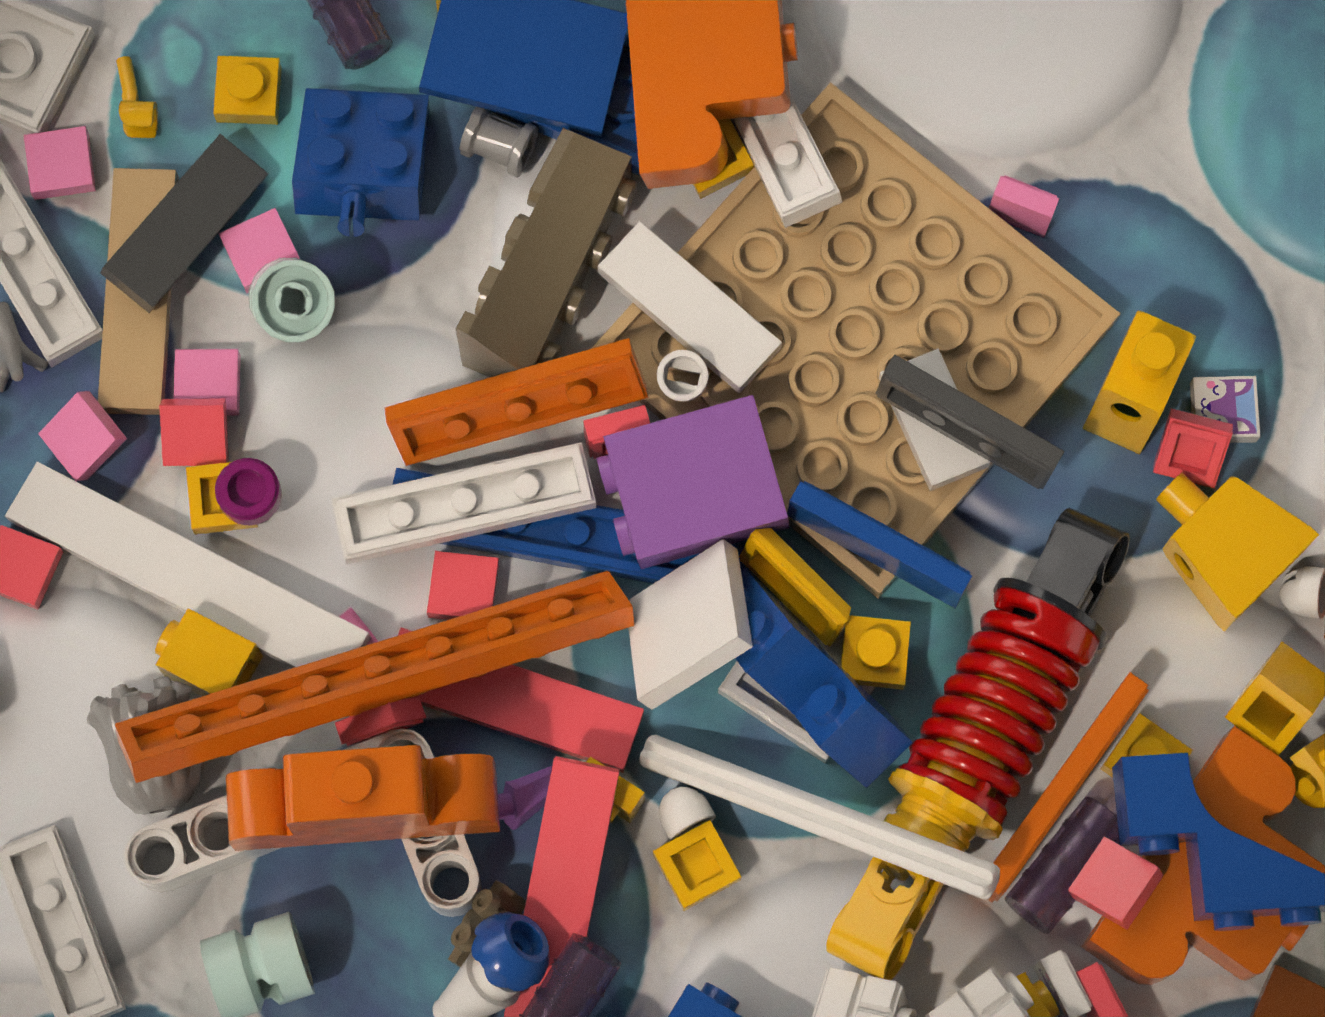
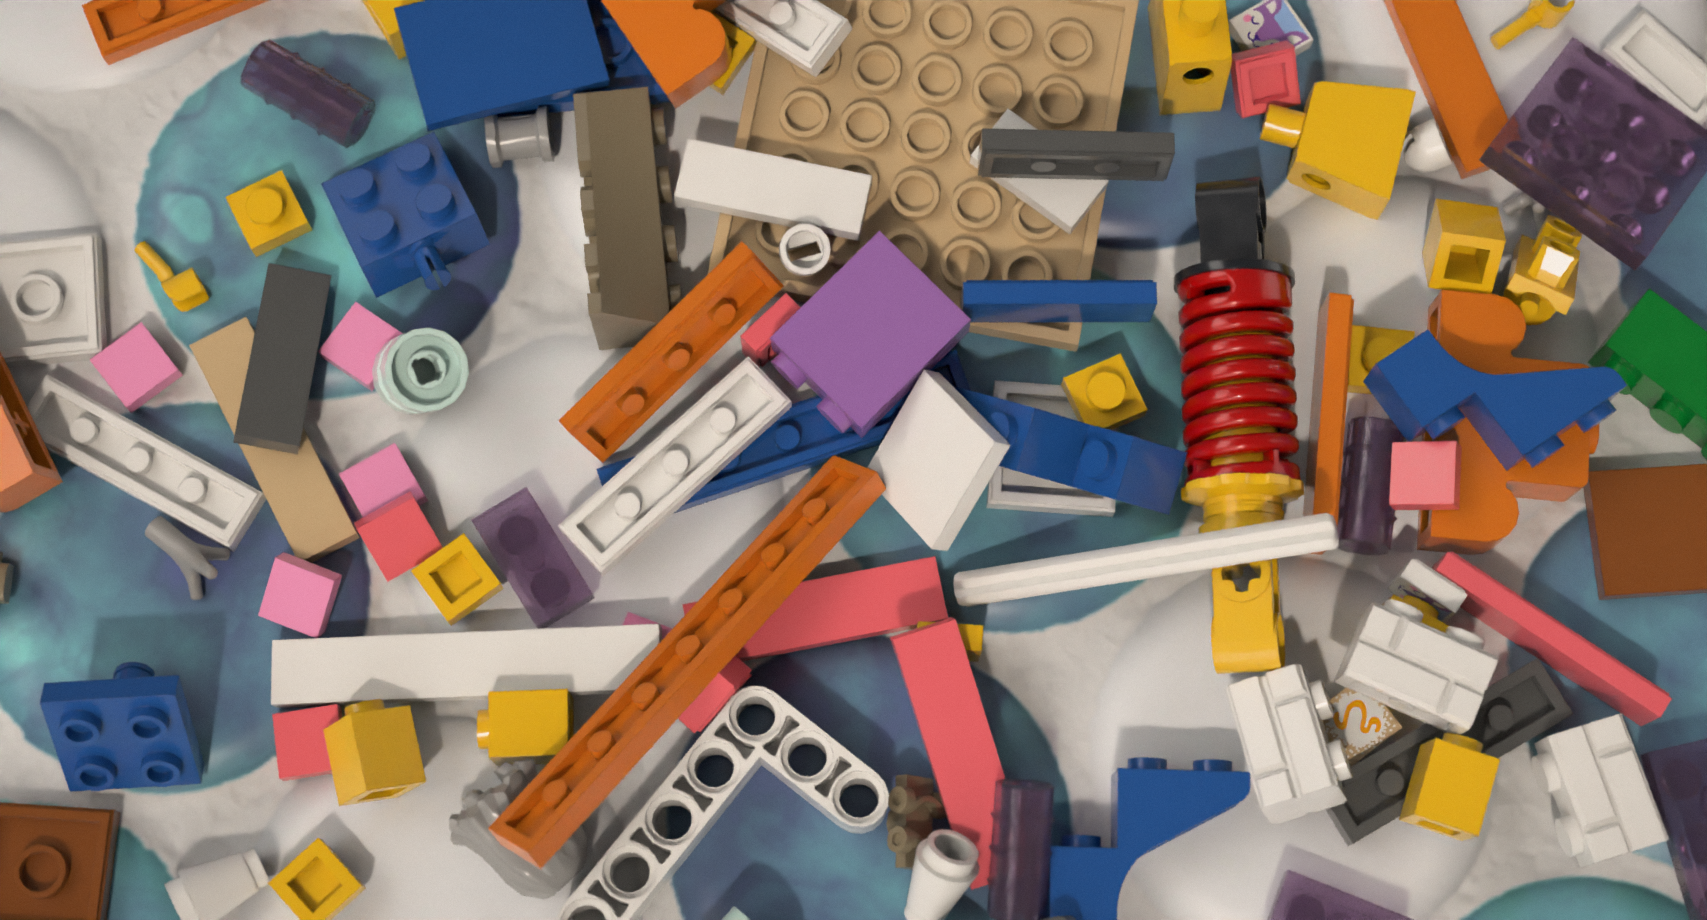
camera: 30 degrees left, 0 degrees up
(64, 606) = (374, 753): none -> yellow brick
(248, 491) = (480, 560): magenta tile -> none
(299, 531) = (533, 559): none -> clear purple plate
(361, 798) = (746, 769): orange brick -> none
(461, 584) = (713, 538): coral tile -> none
(511, 950) = (952, 826): blue plate -> none
(523, 797) = (872, 693): medium lavender bar -> none
(683, 811) = (1021, 625): white hinge -> none
(696, 865) = (1059, 664): yellow plate -> none
(795, 584) = (1006, 375): yellow tile -> none

